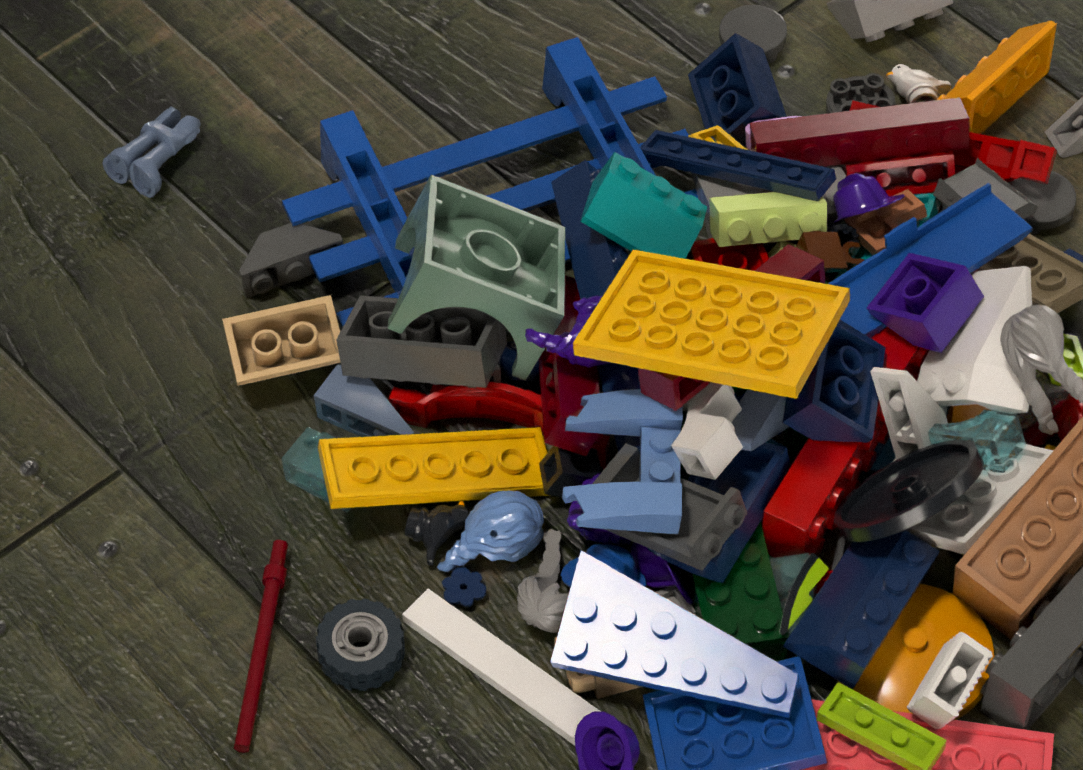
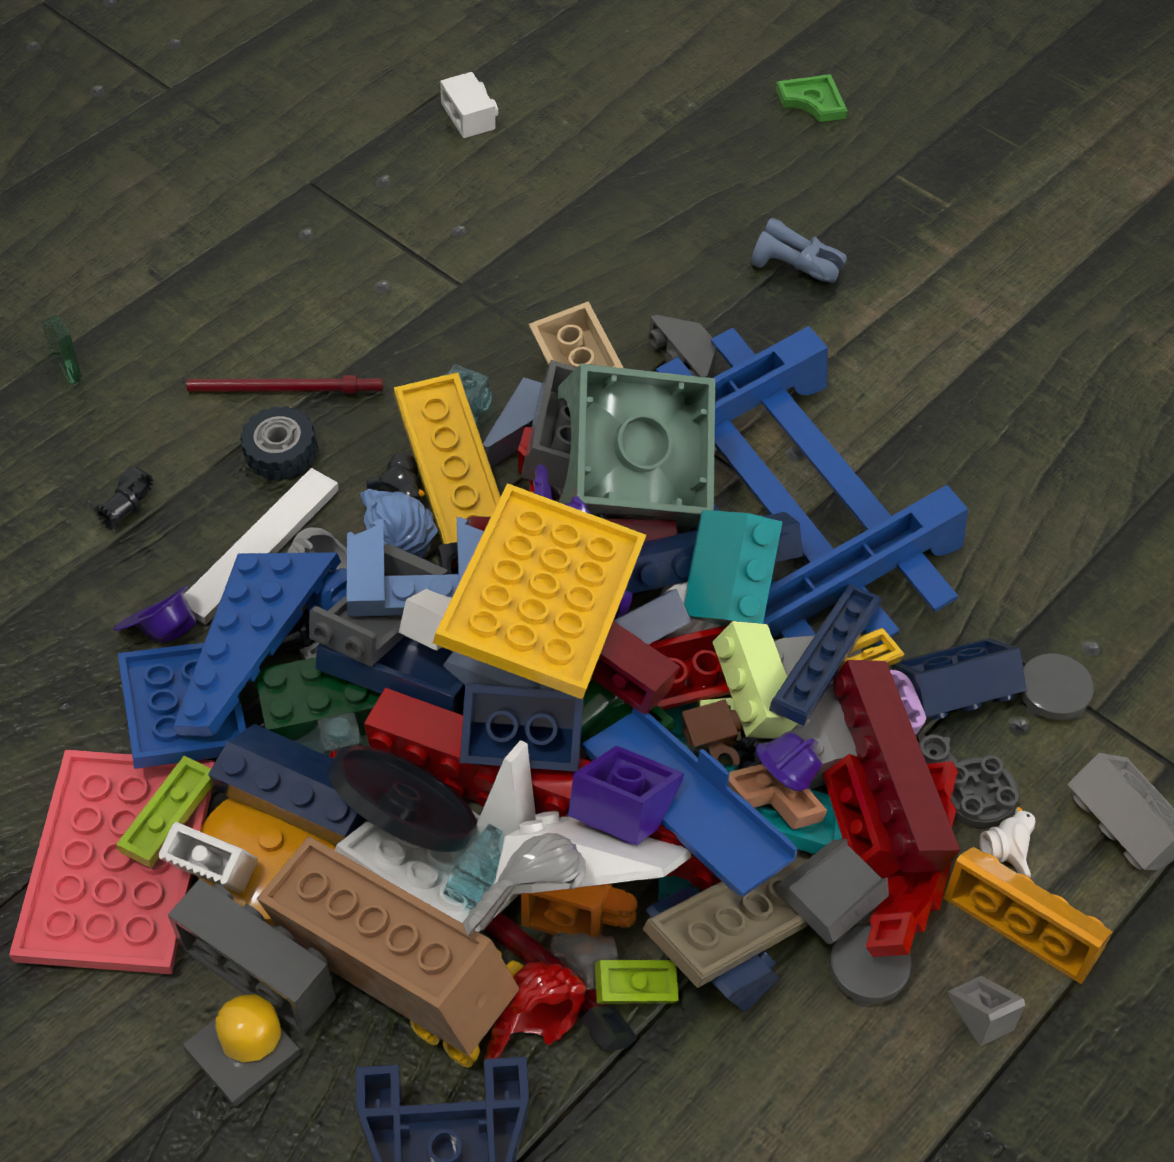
camera: 80 degrees right, 0 degrees up
(463, 587) = (342, 509): dark blue plant -> none
(799, 596) = (309, 733): sticker -> none

